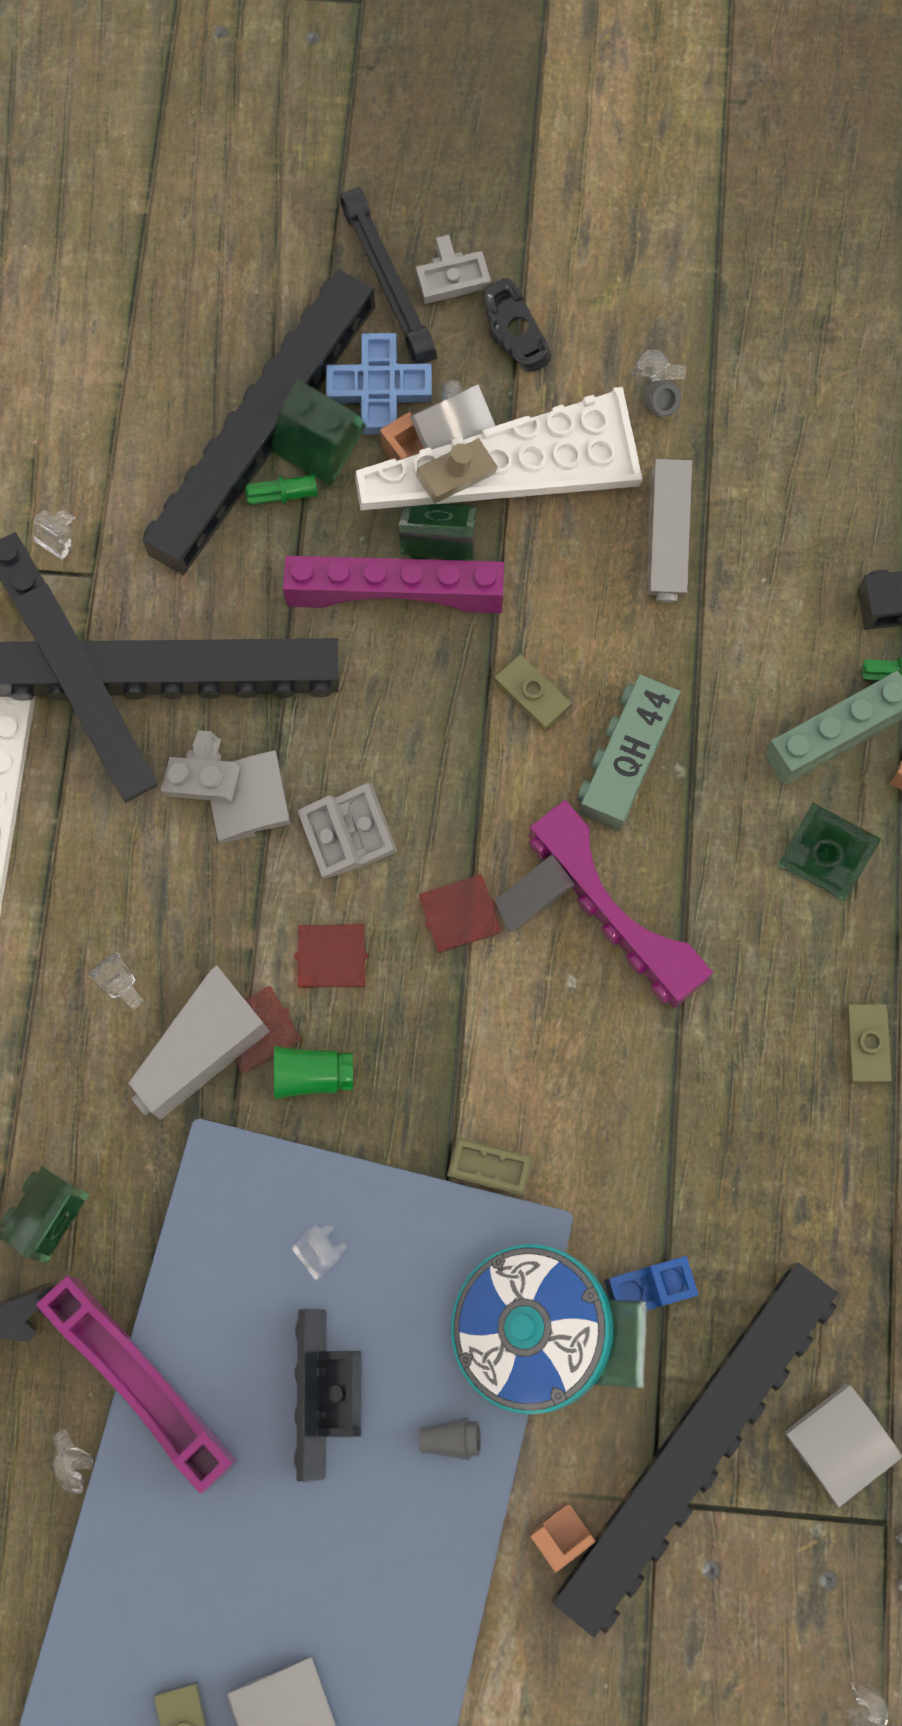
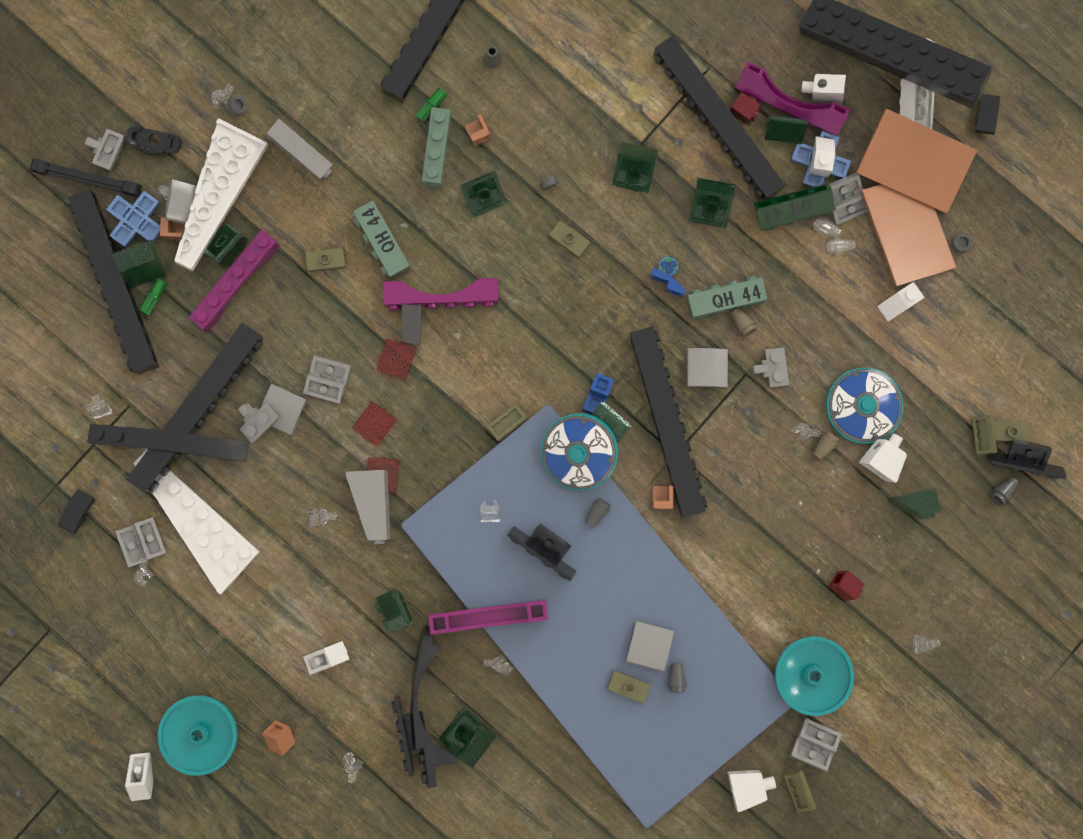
camera: 55 degrees left, 10 degrees up
(311, 1072) = (416, 465): green plant -> none
(456, 470) = (206, 218): dark tan tile -> none

